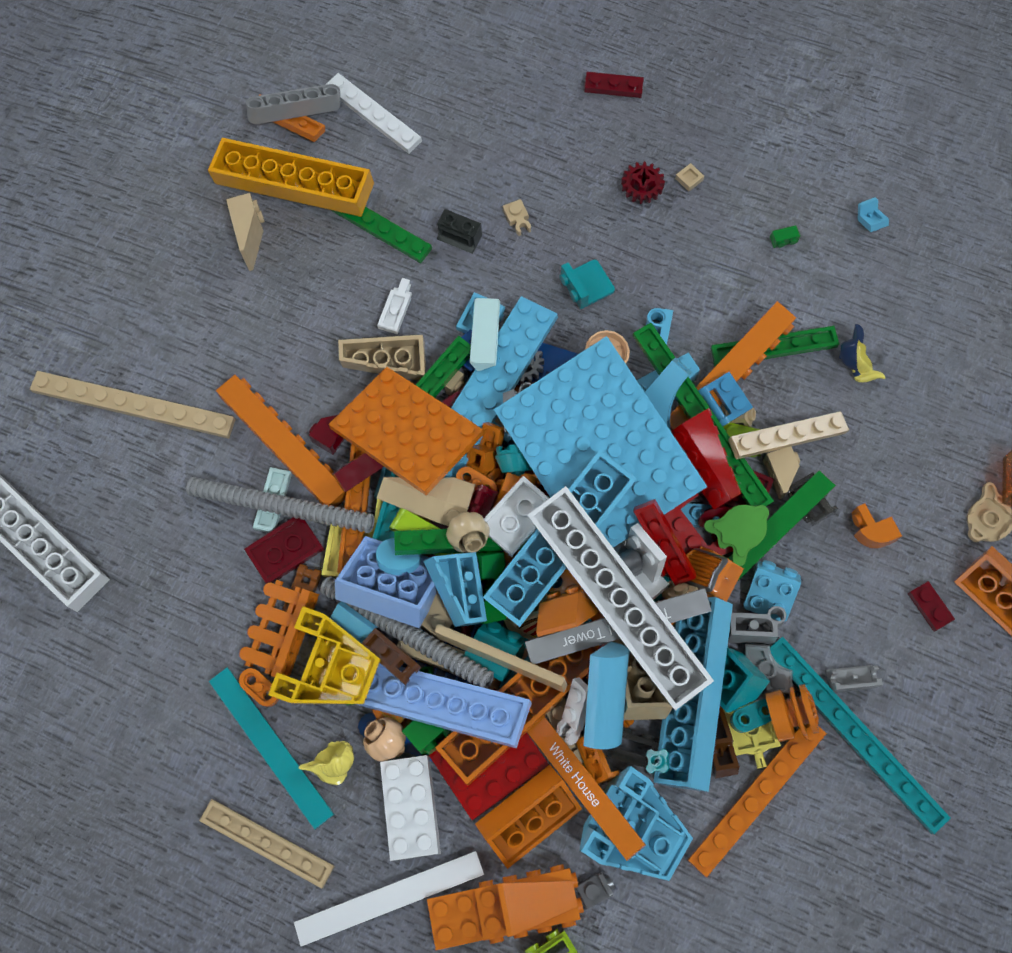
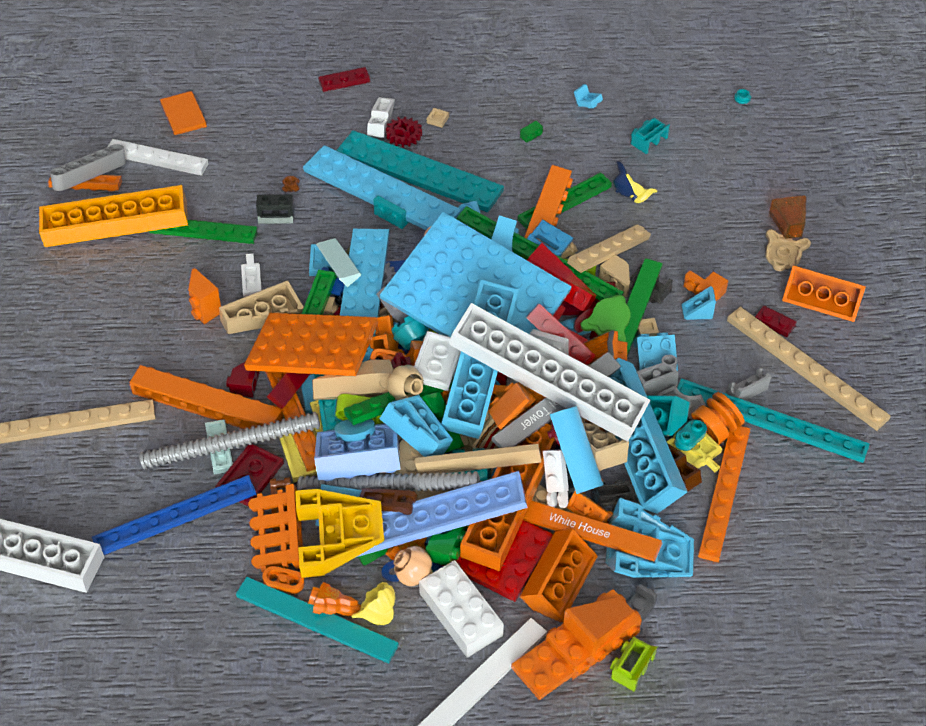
camera: 30 degrees left, 20 degrees down
(192, 565) = (175, 515): none -> blue tile
(247, 226) = (90, 261): tan slope -> none
(267, 843) = (352, 690): tan tile -> none
(291, 737) = (332, 601): none -> orange rock
(330, 317) = (203, 297): none -> orange slope
(424, 65) = (183, 113): none -> orange tile
(491, 199) = (290, 184): none -> dark orange plate
(517, 214) = (314, 185): tan plate -> none
(576, 244) = (368, 183): none -> medium azure plate
(627, 152) = (380, 117): none -> white slope
(637, 241) = (421, 171): none -> teal plate
(662, 766) = (639, 492): teal plate -> none
(781, 554) = (648, 326): none -> tan plate
(853, 551) = (700, 306): none -> medium azure slope
(921, 301) = (649, 132): none -> teal window
(936, 686) = (809, 368): none -> tan plate

